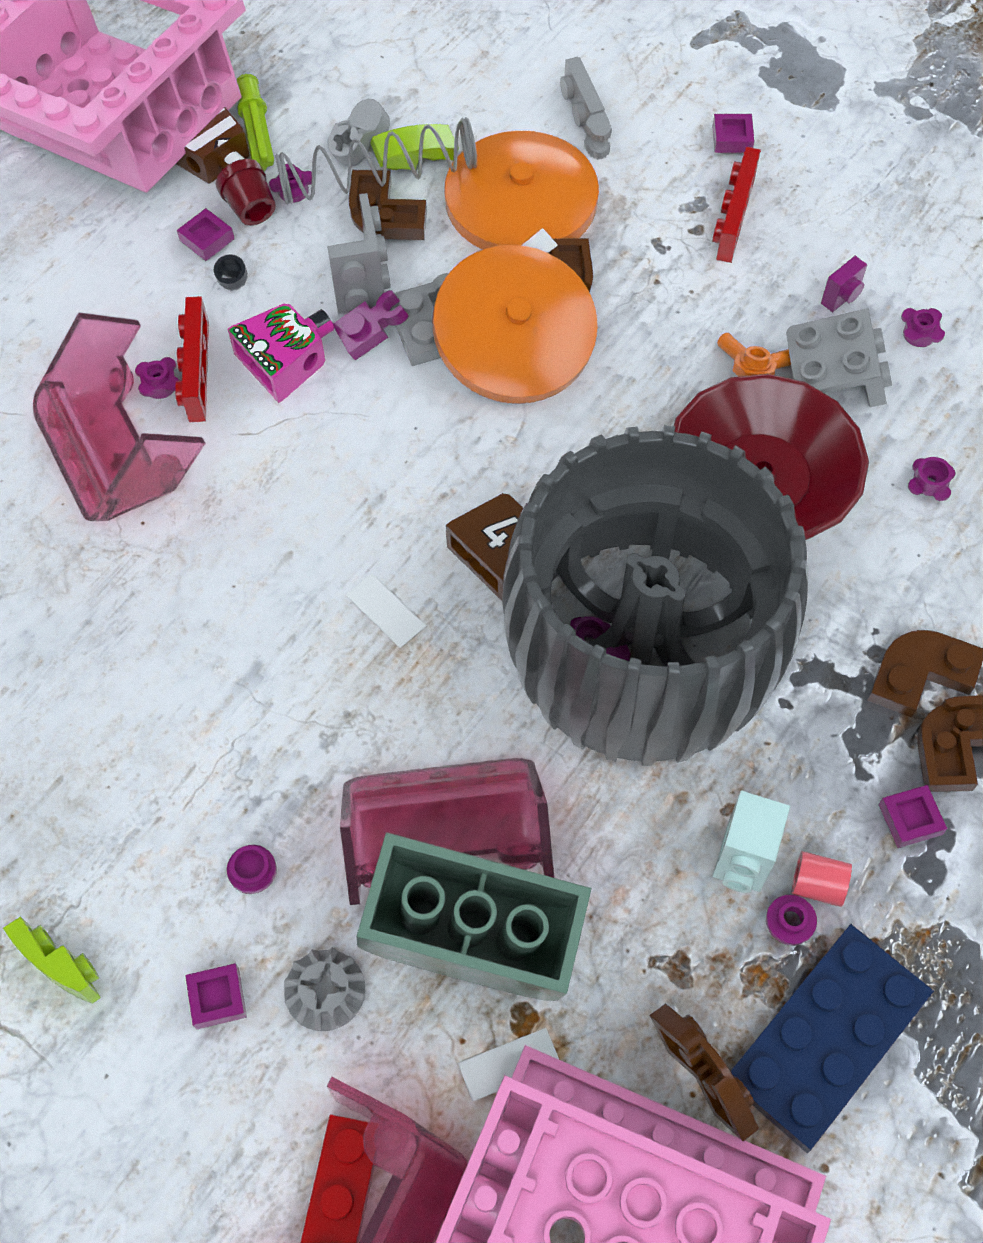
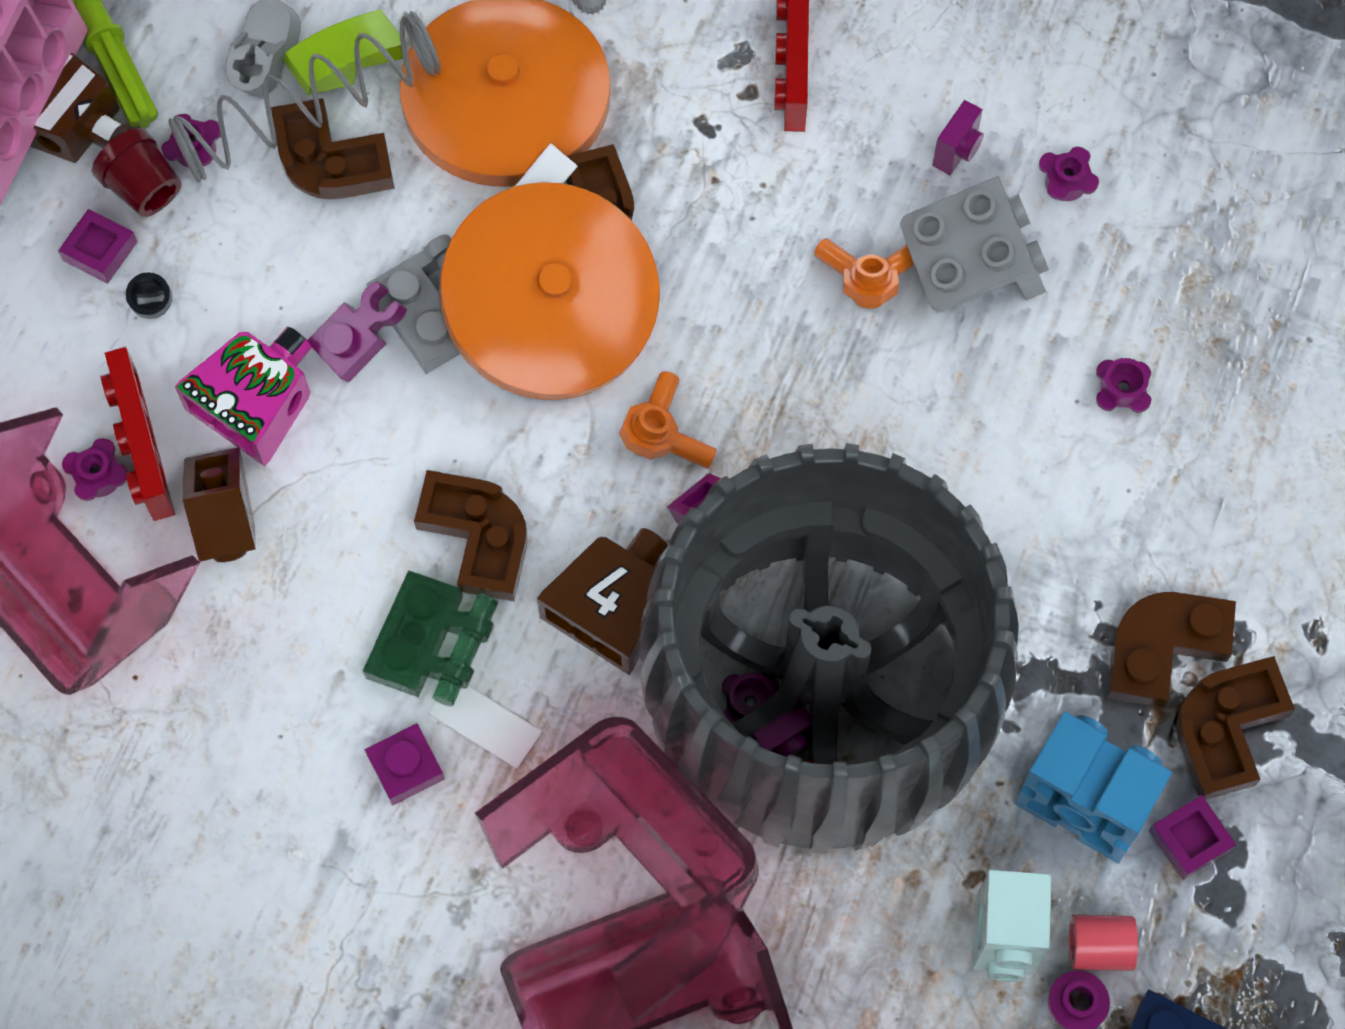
camera: 15 degrees left, 5 degrees up
(235, 418) = (218, 506): none -> reddish brown slope
(317, 624) = (404, 764): none -> magenta plate
(353, 534) = (415, 632): none -> clear green plate
(357, 264) = (330, 264): light grey bracket -> none
(426, 473) = (489, 523): none -> reddish brown plate
(471, 671) = (628, 788): none -> clear pink windscreen
(564, 430) = (653, 431): none -> orange piece
(794, 434) = (930, 367): dark red dish -> none
(840, 754) = (1093, 786): none -> dark azure brick

